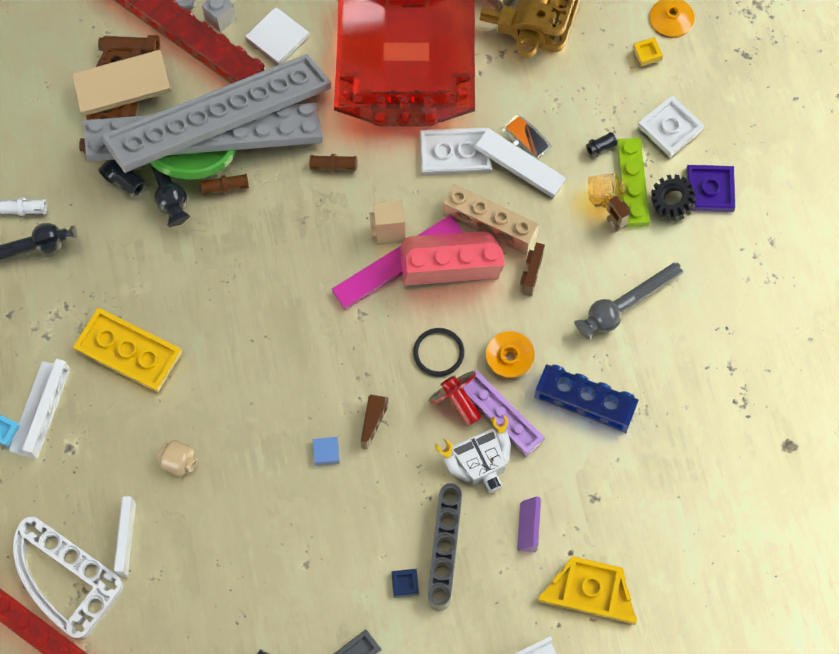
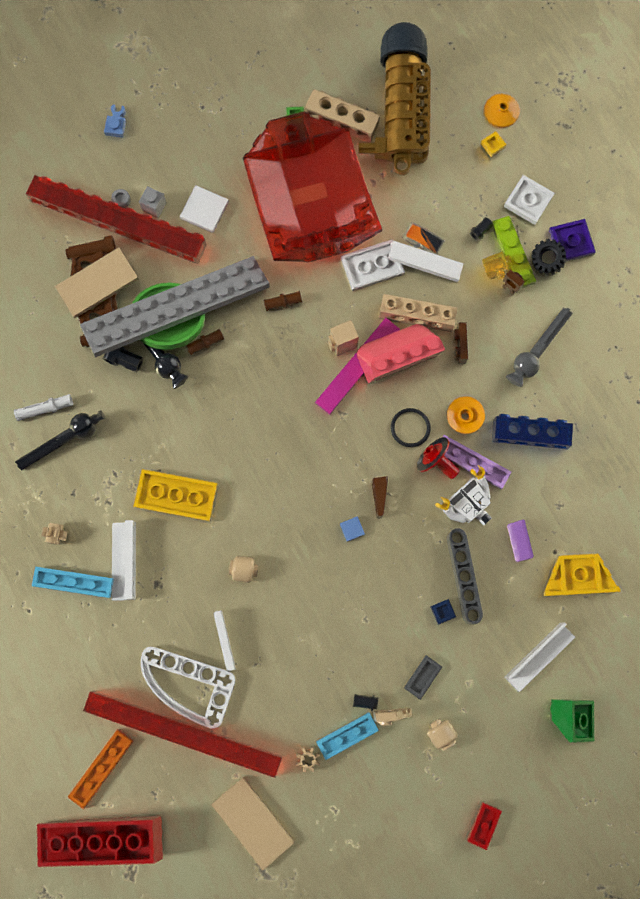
camera: 20 degrees left, 10 degrees up
(215, 112) = (181, 289): light grey plate -> none

